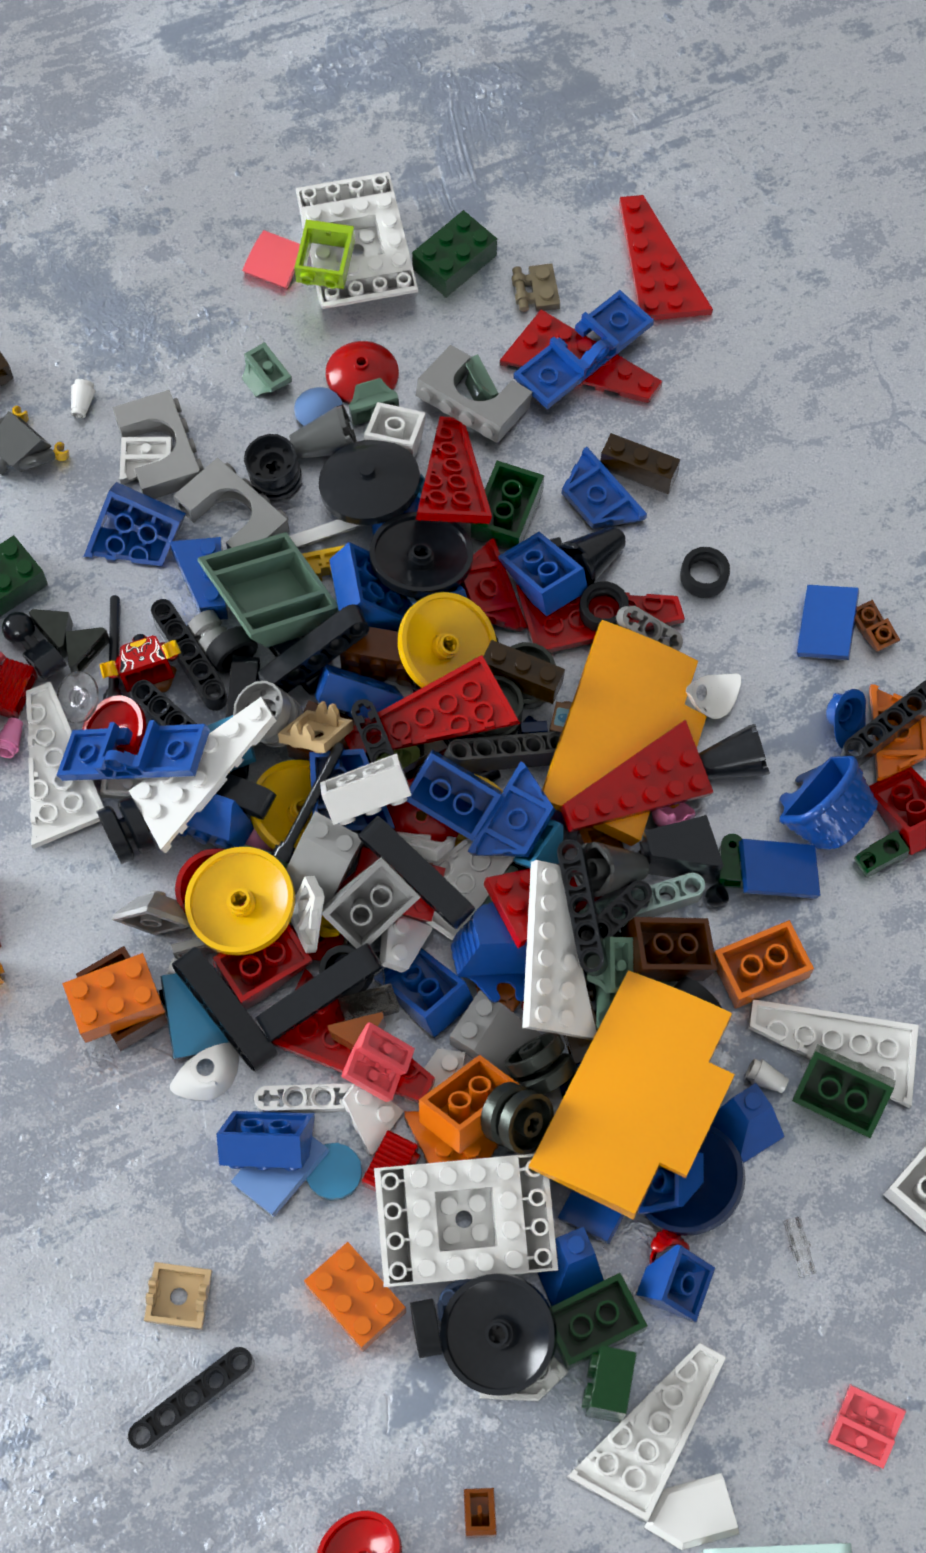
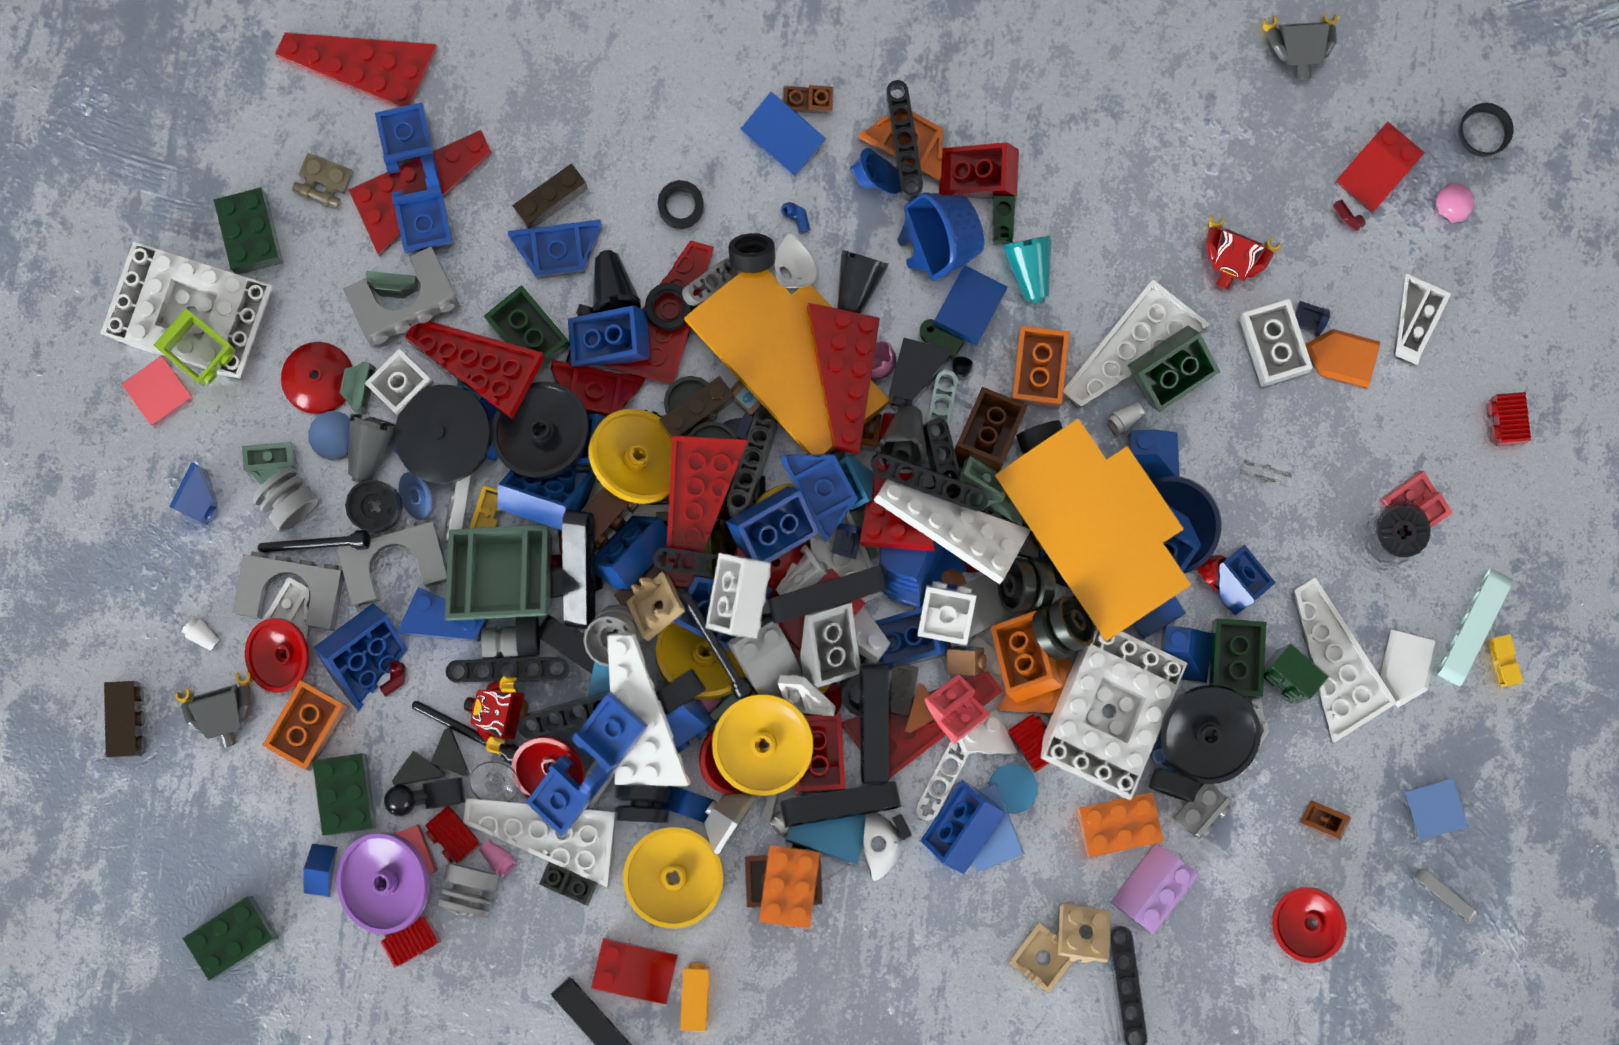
camera: 60 degrees left, 15 degrees up
(17, 812) = (568, 883): none -> pearl dark grey slope
(44, 515) = (305, 725): none -> orange brick
(66, 875) = (648, 880): none -> yellow dish
(94, 461) = (267, 655): none -> red dish
(129, 571) = (397, 678): none -> dark red arm
(150, 872) = (688, 804): none -> blue slope
(200, 328) = (196, 496): none -> blue slope
(203, 1320) = (1076, 947): none -> tan piece
(233, 466) = (359, 540): none -> black piece
(235, 1082) = (901, 826): none -> black tile
(237, 396) = (285, 498): none -> light grey wheel
(304, 497) = (415, 495): none -> medium blue dish
(309, 1371) = (1154, 888): none -> lavender slope
(419, 1376) = (1200, 814): none -> light grey bracket
(432, 1050) = (966, 660): none -> medium nougat brick
(466, 999) = (947, 613): none -> white plate
(478, 871) = (847, 540): none -> dark blue tile
(700, 650) = (759, 261): none -> black tyre
(763, 675) = (797, 214): none -> blue arm
(848, 1423) = (1394, 518): none -> black wheel
(854, 902) = (1031, 266): none -> teal cone

